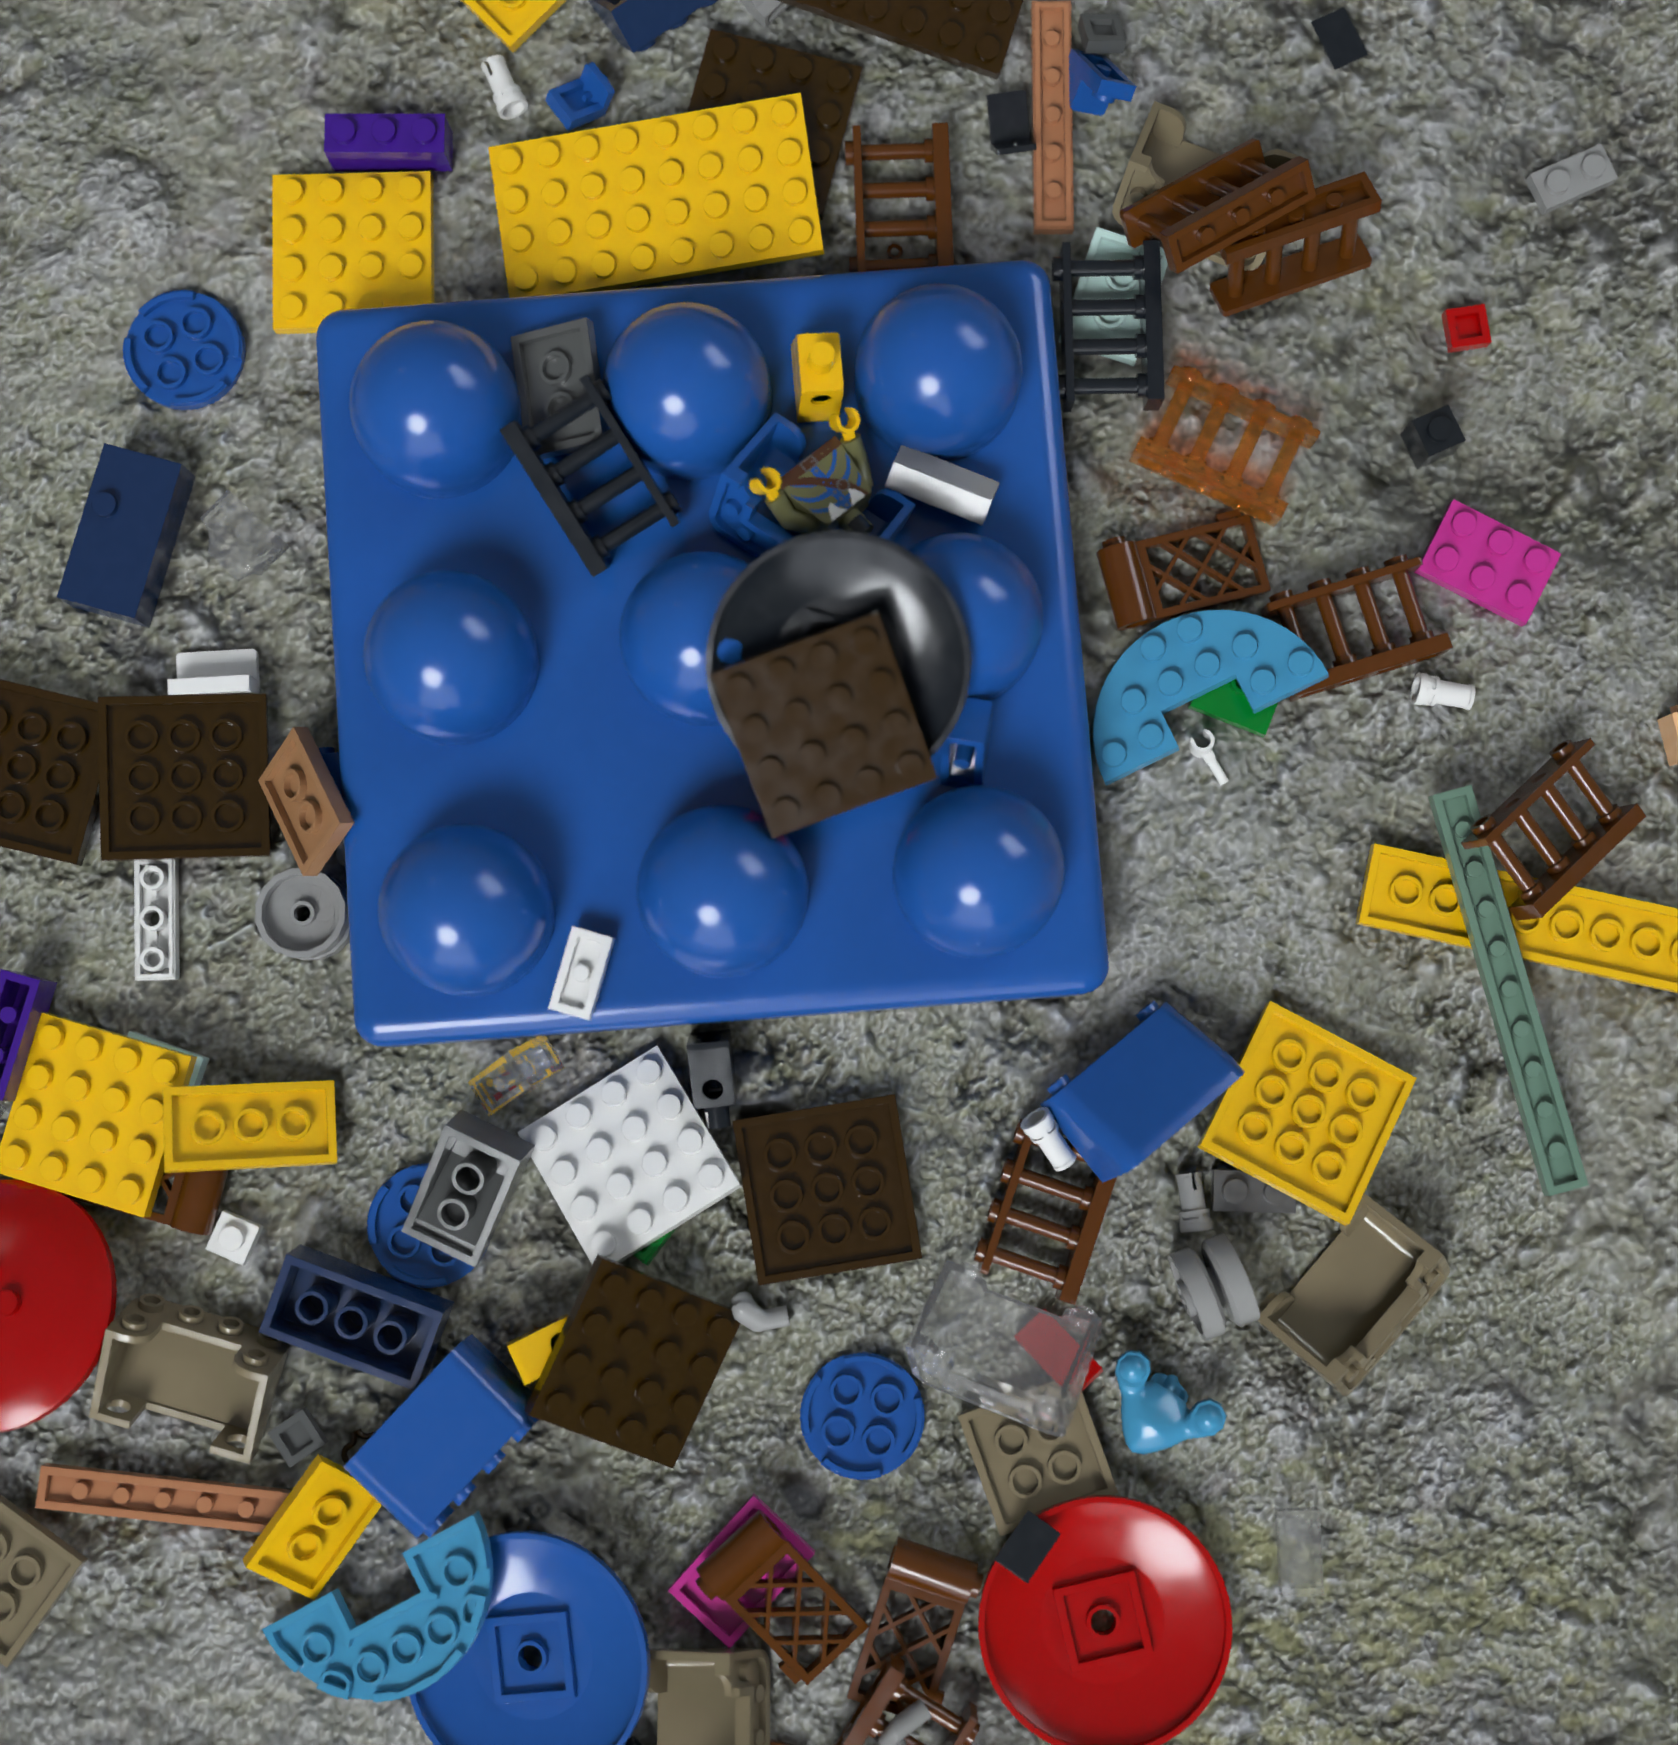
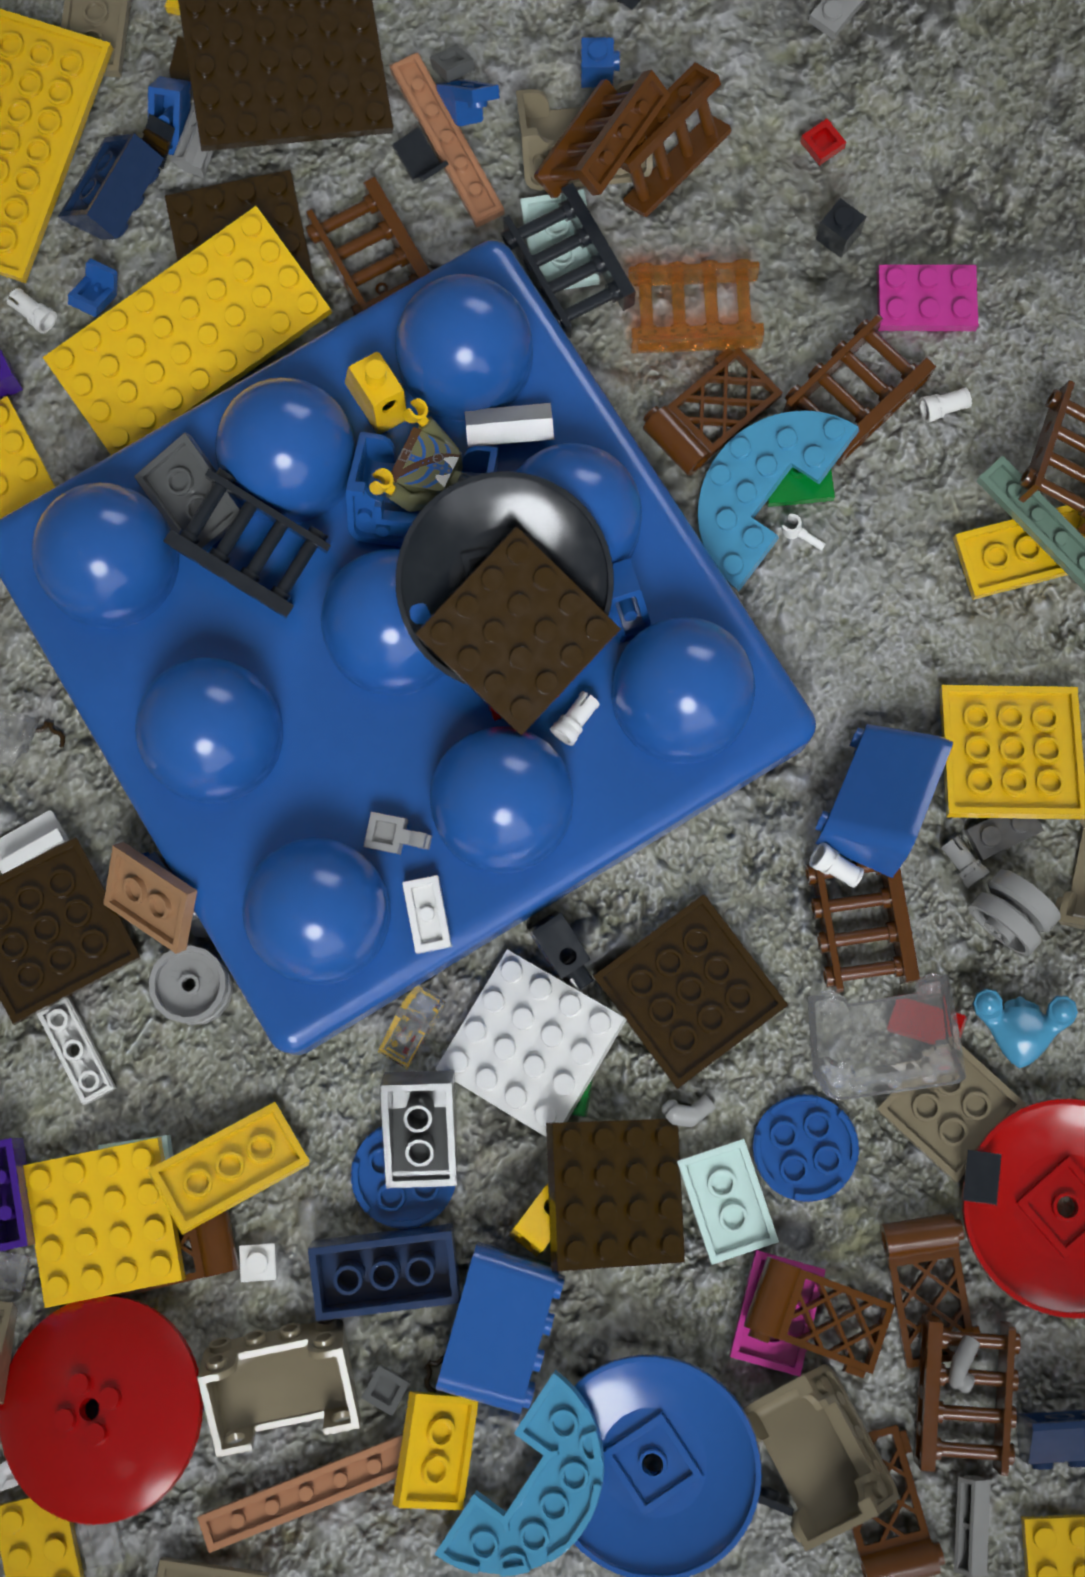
camera: 25 degrees left, 5 degrees down
(301, 566) = (50, 725): none -> dark brown piece
(586, 867) = (390, 833): none -> light grey plate
(750, 1429) = (727, 1201): none -> light aqua plate
(838, 847) = (570, 725): none -> white pin
(1264, 112) = (598, 61): none -> blue brick

